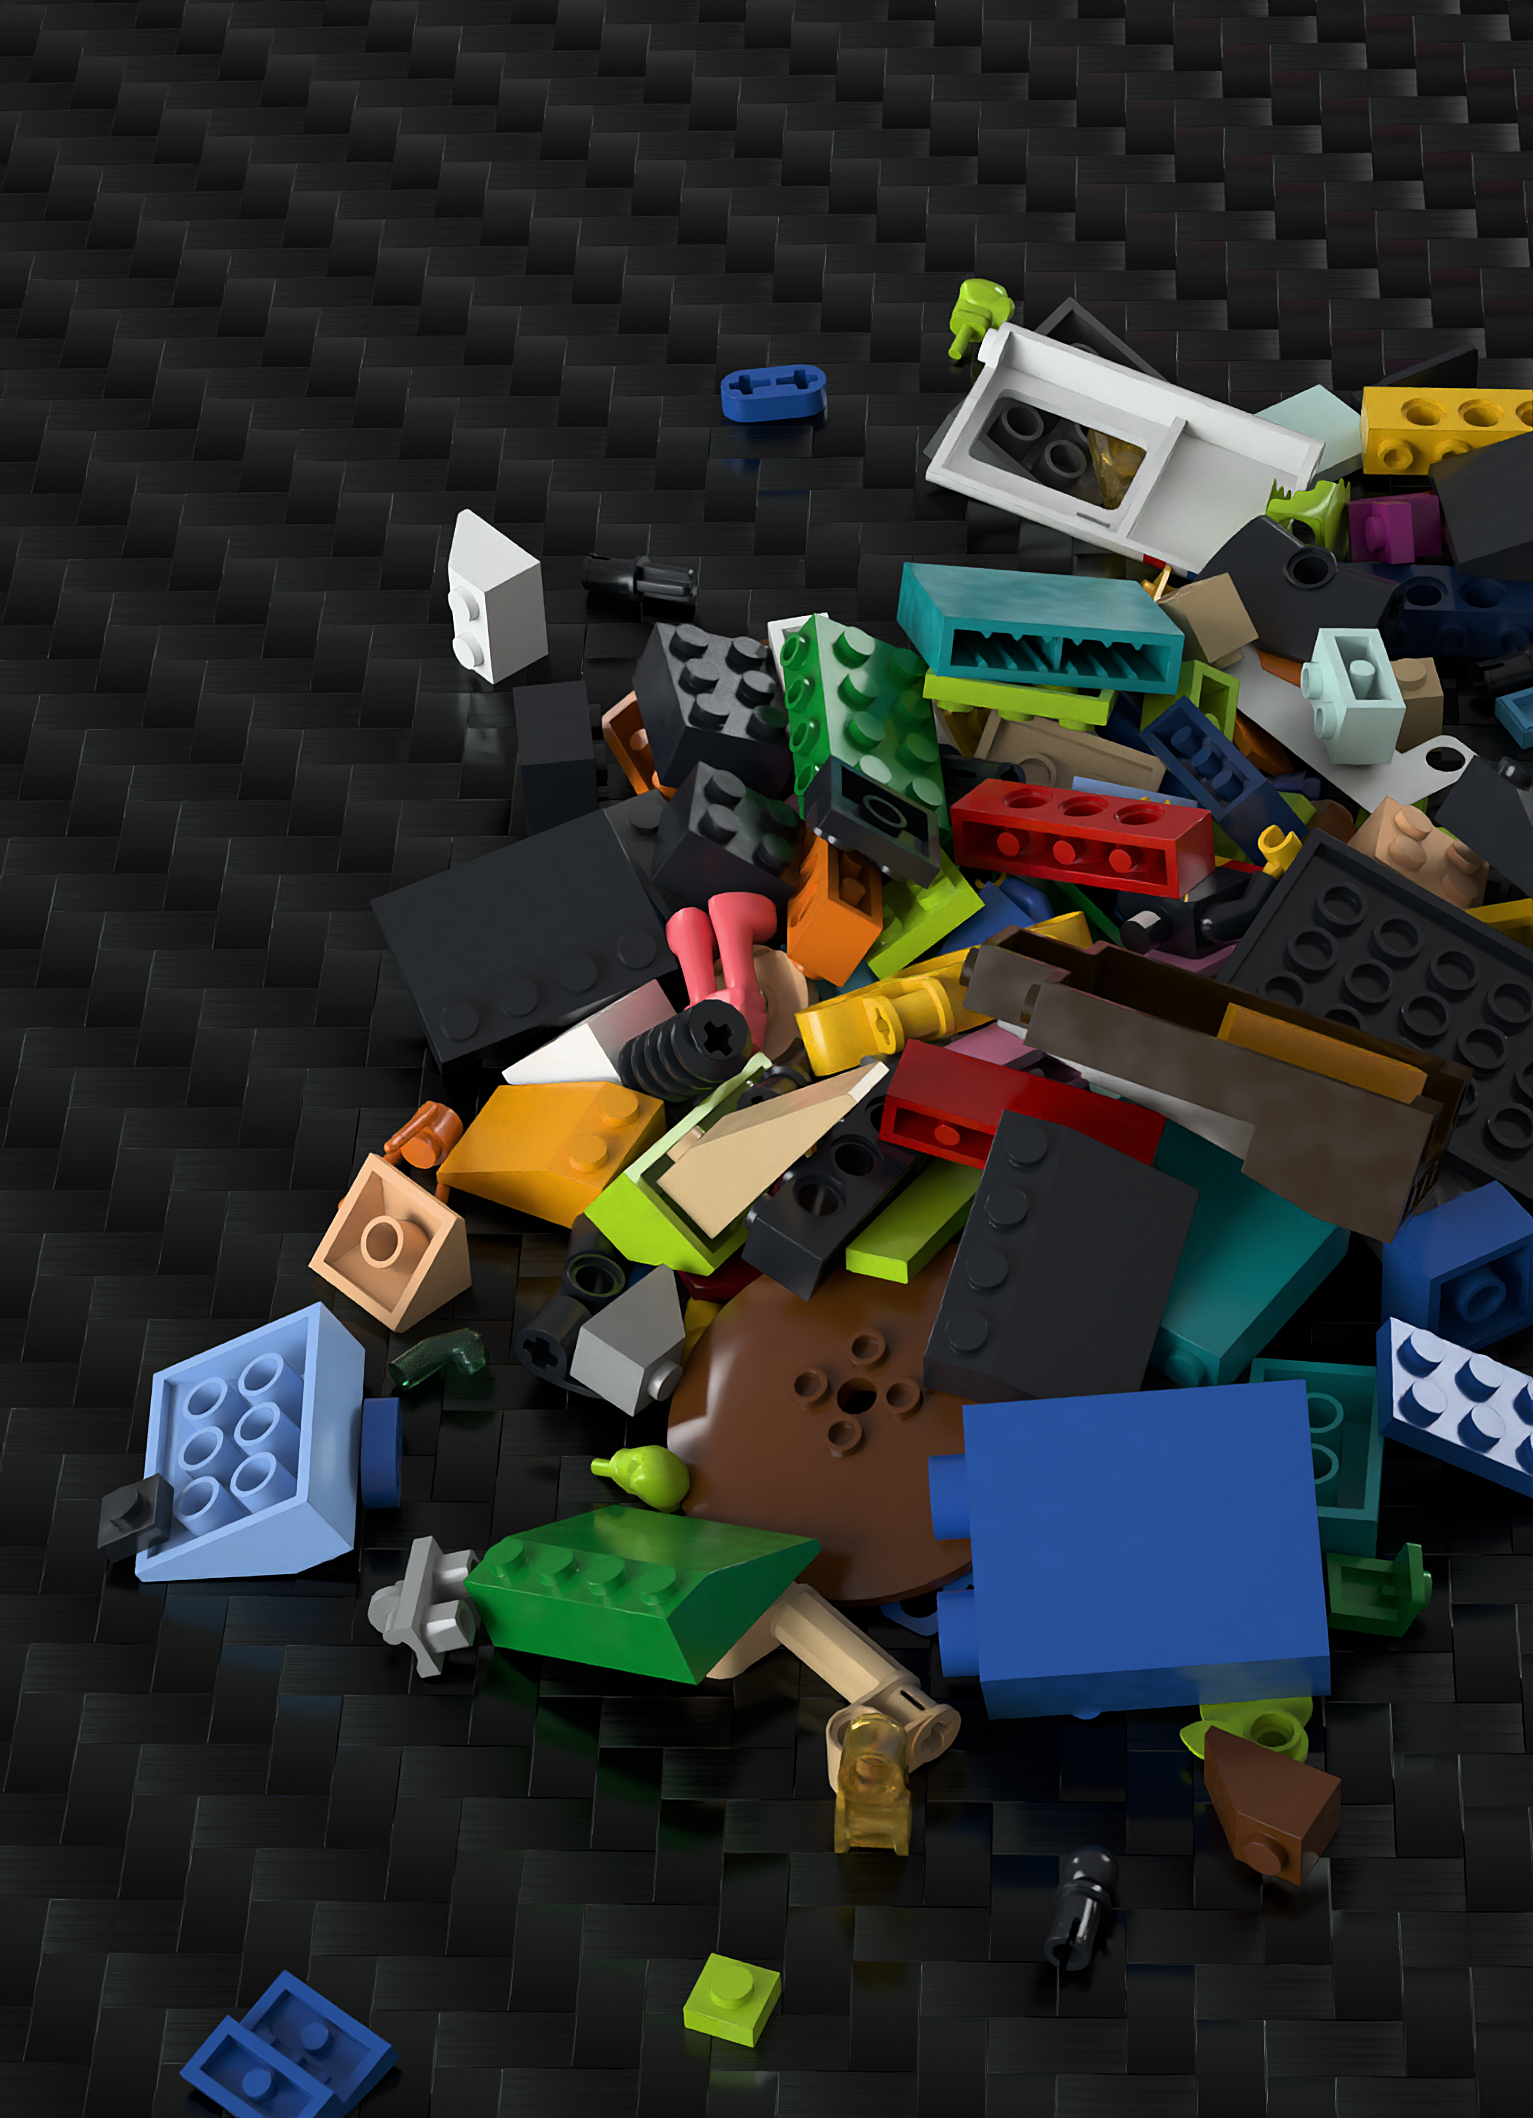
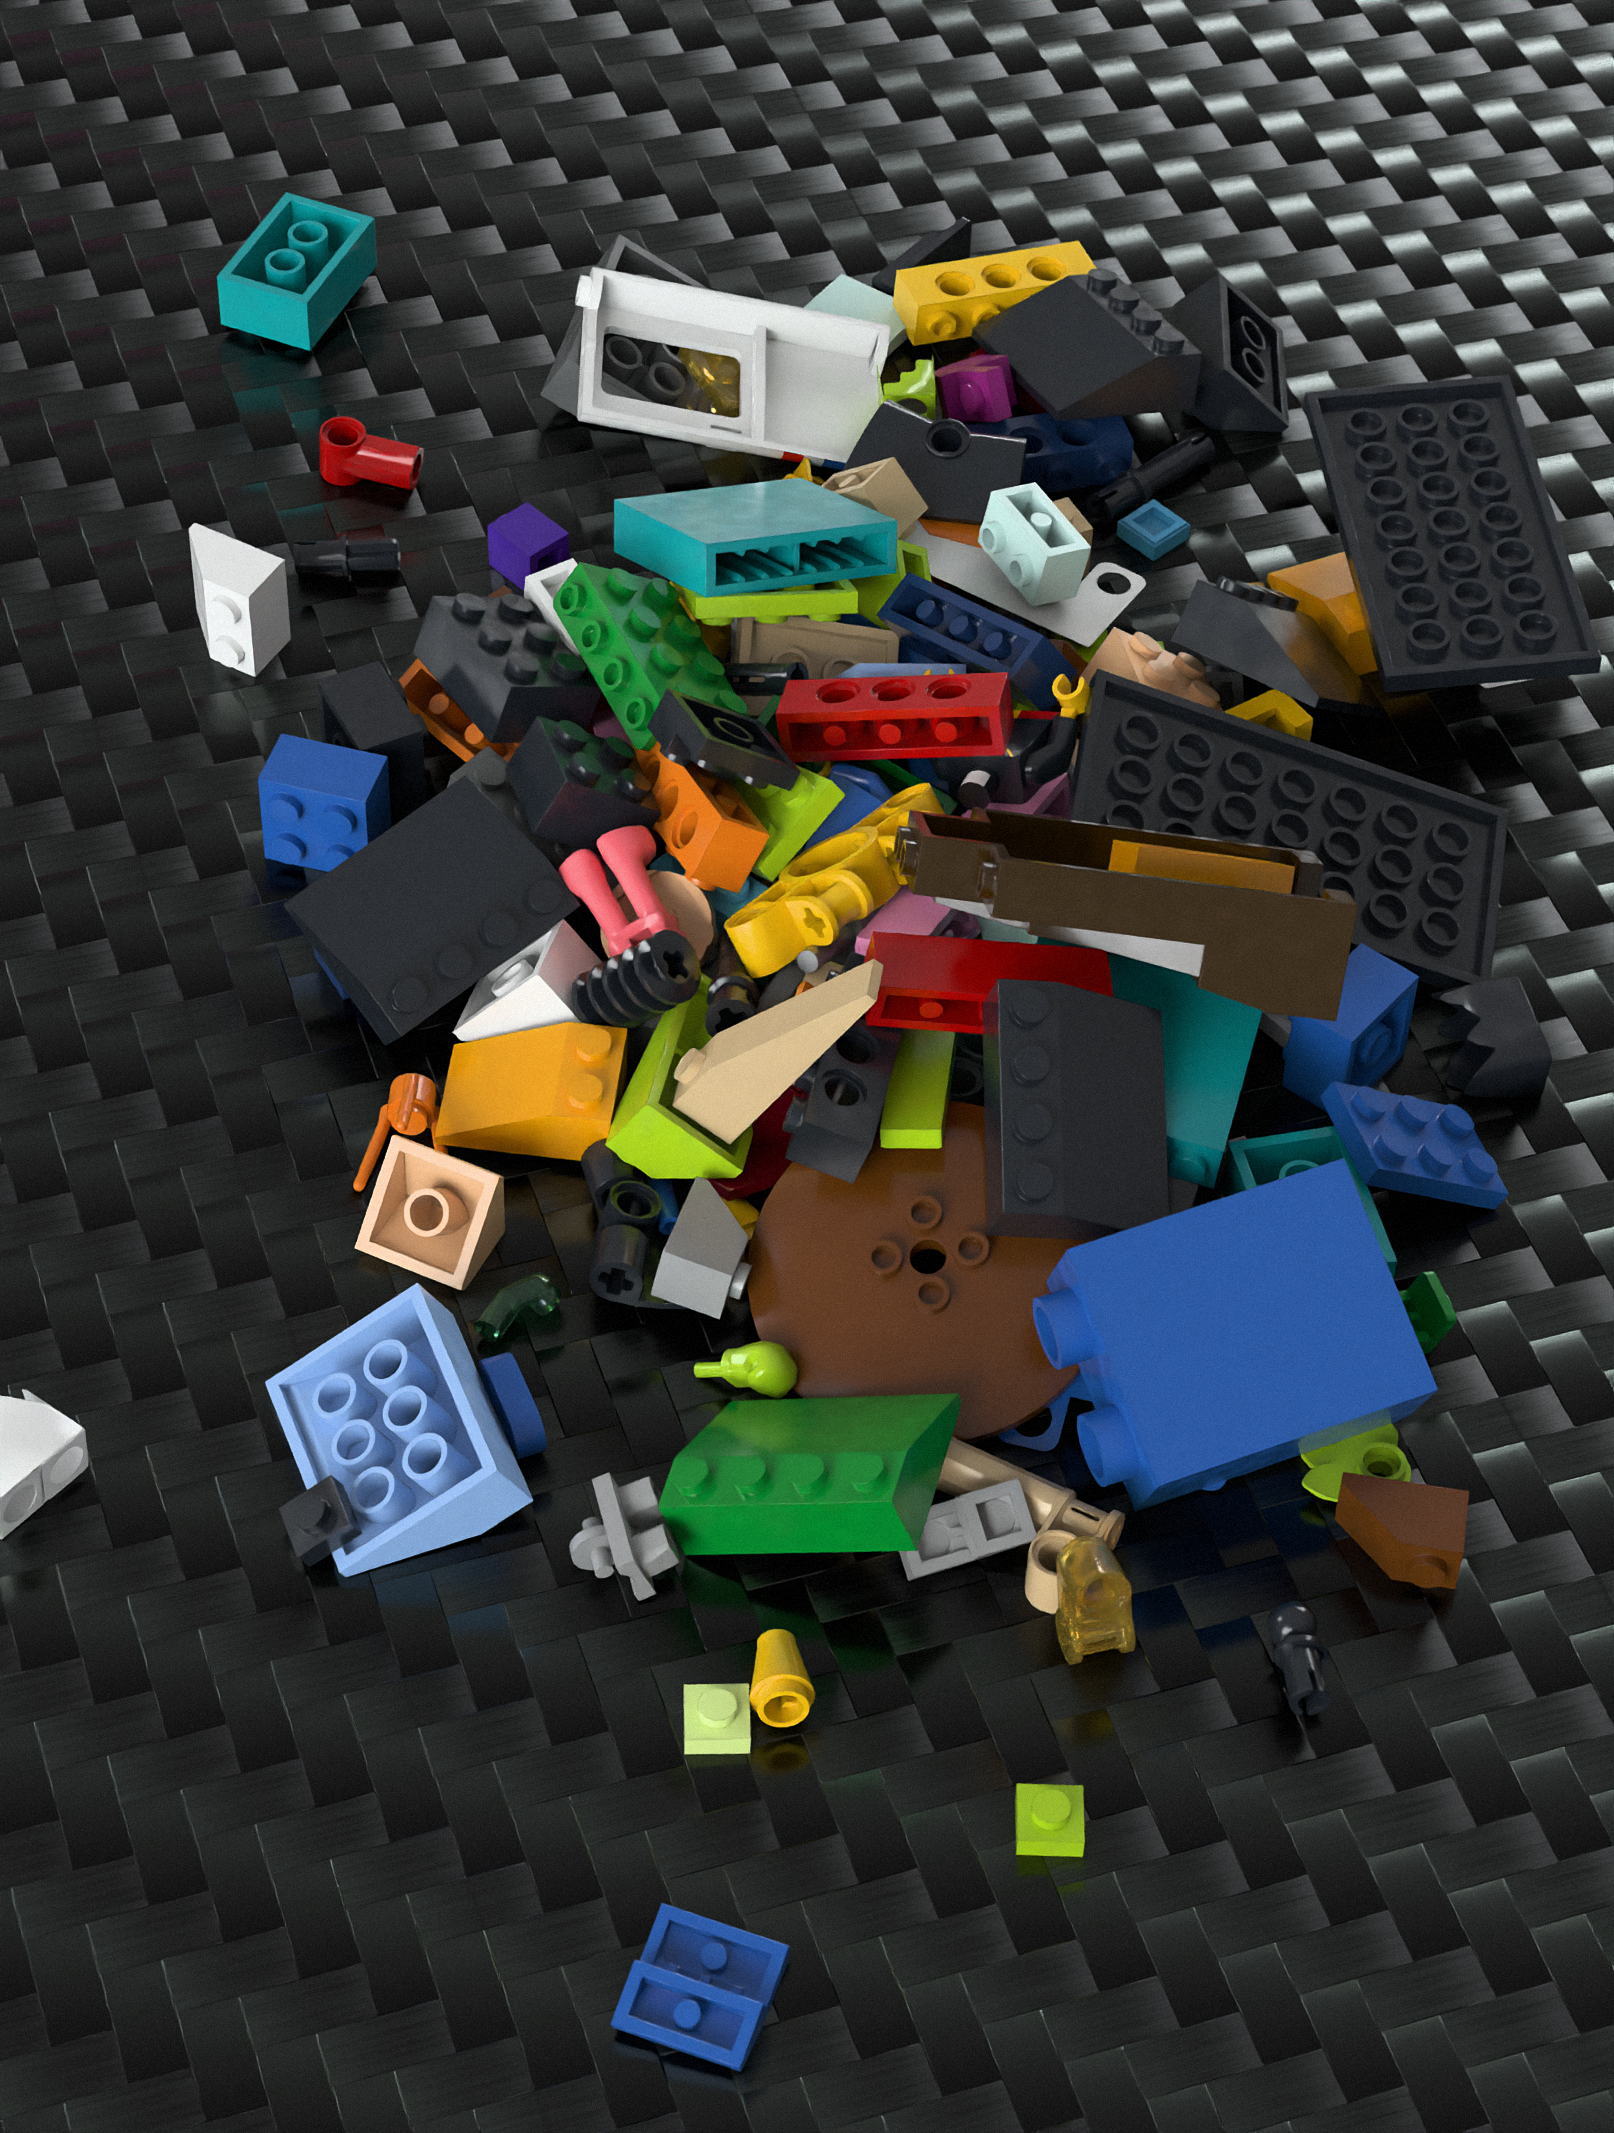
camera: 25 degrees left, 5 degrees up
(439, 1811) = (716, 1719): none -> yellowish green plate
(469, 804) = (321, 802): none -> blue brick
(517, 1788) = (780, 1682): none -> yellow cone
(697, 480) = (353, 455): none -> red piece
(725, 281) = (297, 271): none -> teal brick
(774, 393) = (379, 364): blue beam -> none
(781, 1686) = (971, 1529): none -> light grey slope
(832, 589) = (525, 543): none -> dark purple brick
(979, 307) = (524, 260): lime piece -> none

